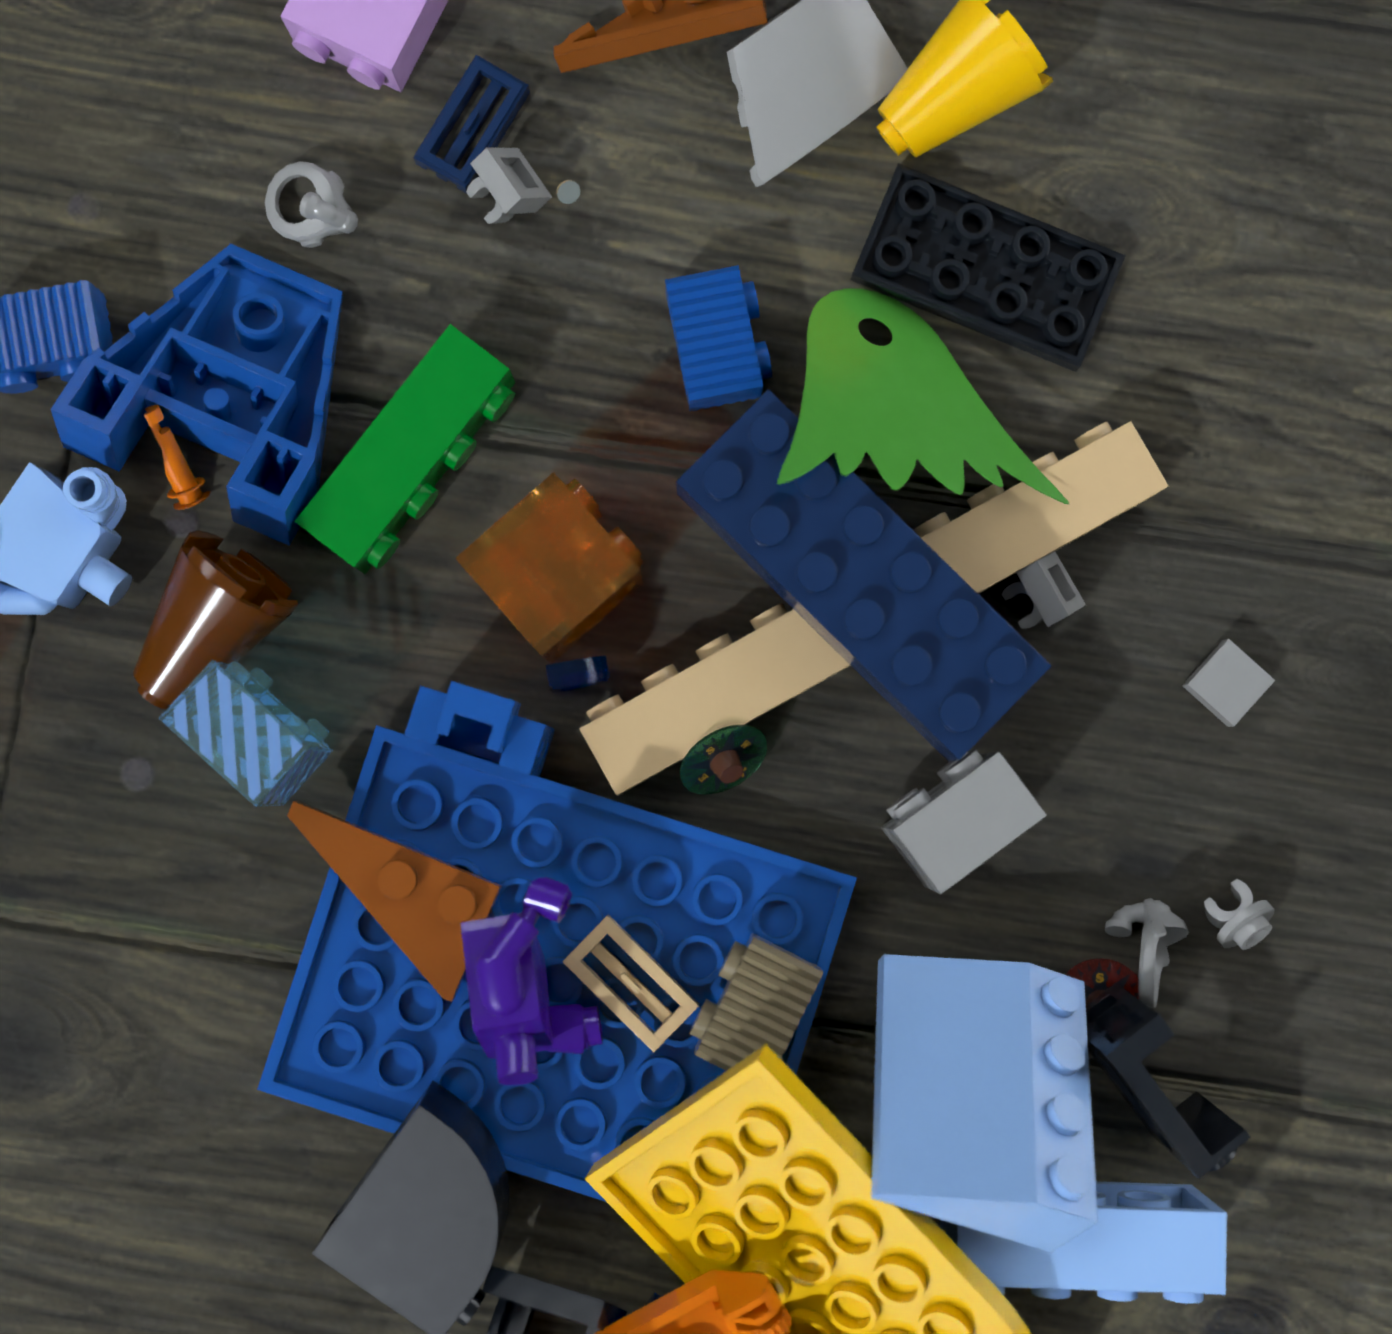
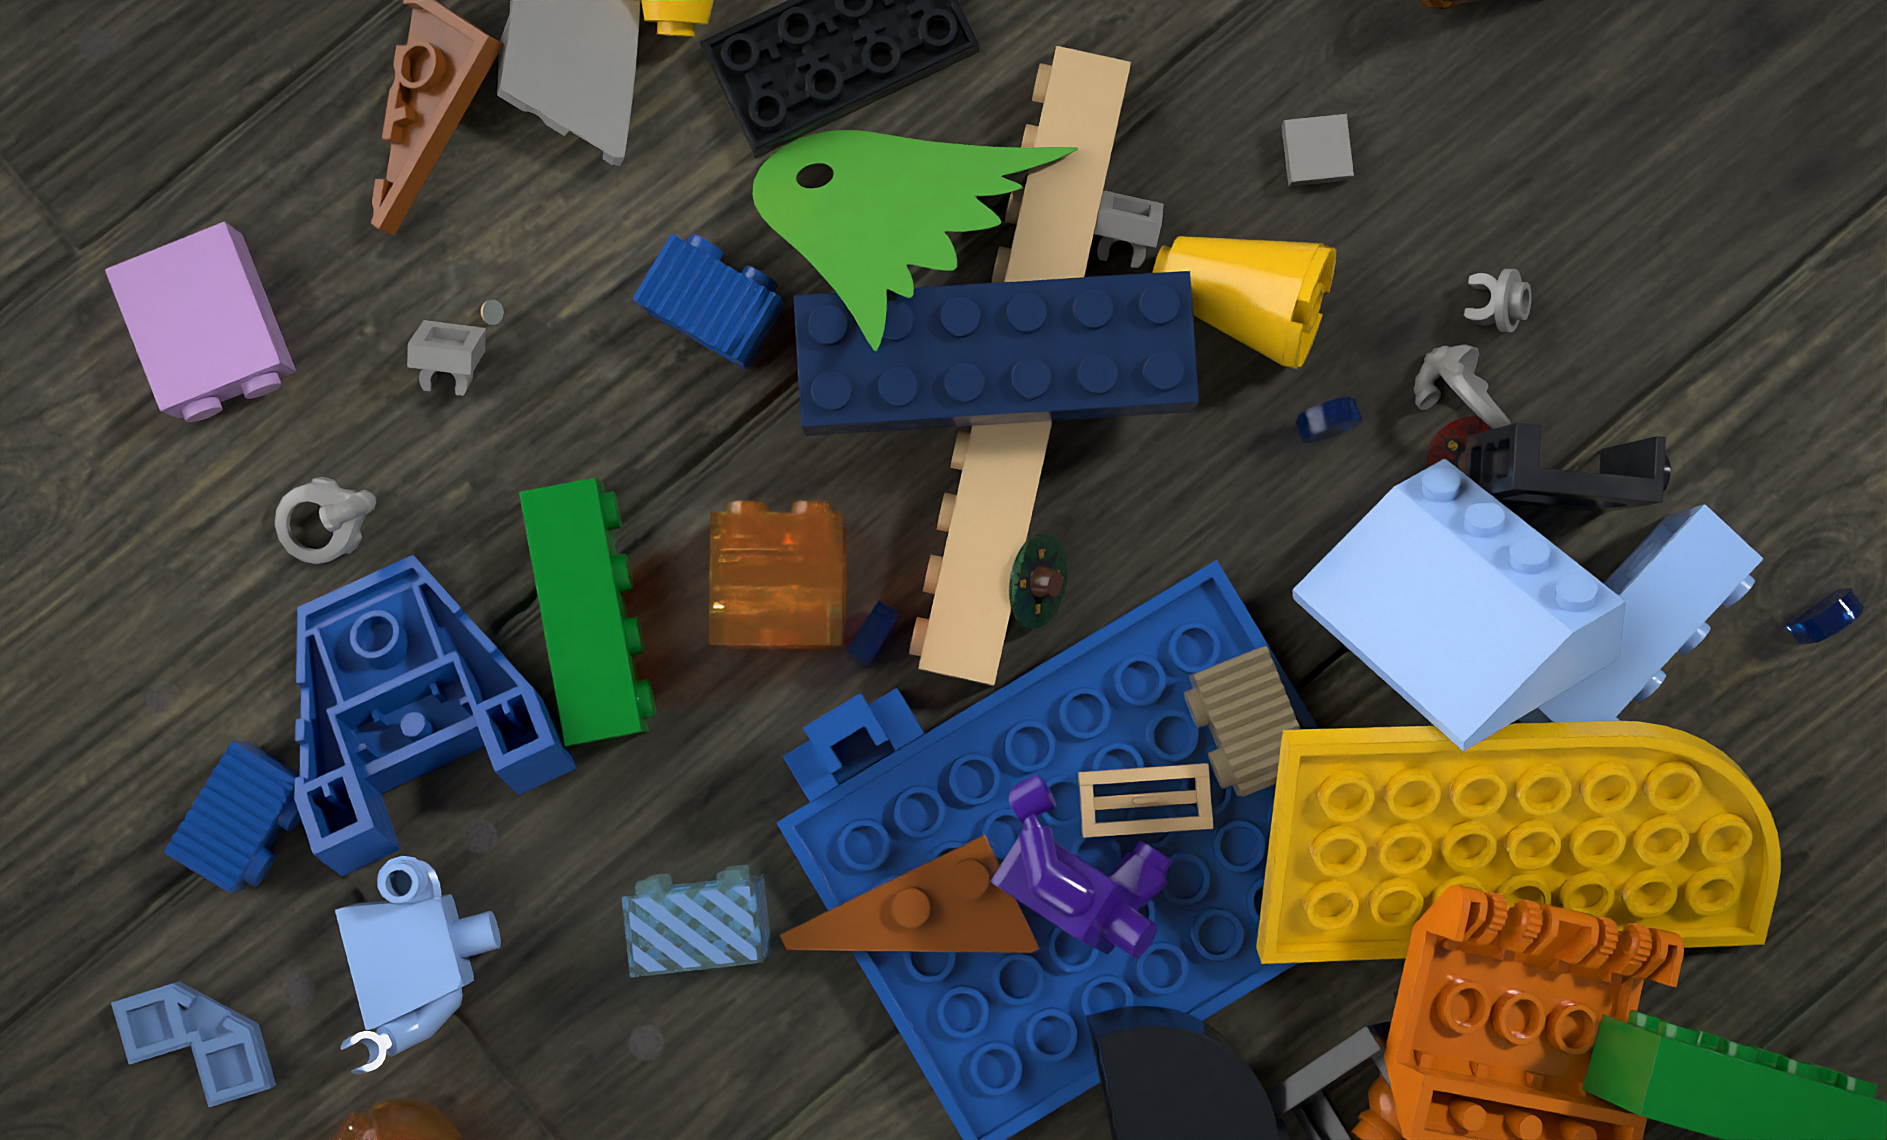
camera: 50 degrees left, 0 degrees up
(177, 470) = (453, 808): orange piece -> none
(209, 611) = (576, 874): reddish brown cone -> none
(447, 168) = (357, 287): dark blue tile -> none
(961, 819) = (1242, 442): light grey brick -> none
(1035, 868) = (1328, 419): none -> clear blue tile
(1083, 729) = (1256, 290): none -> yellow cone

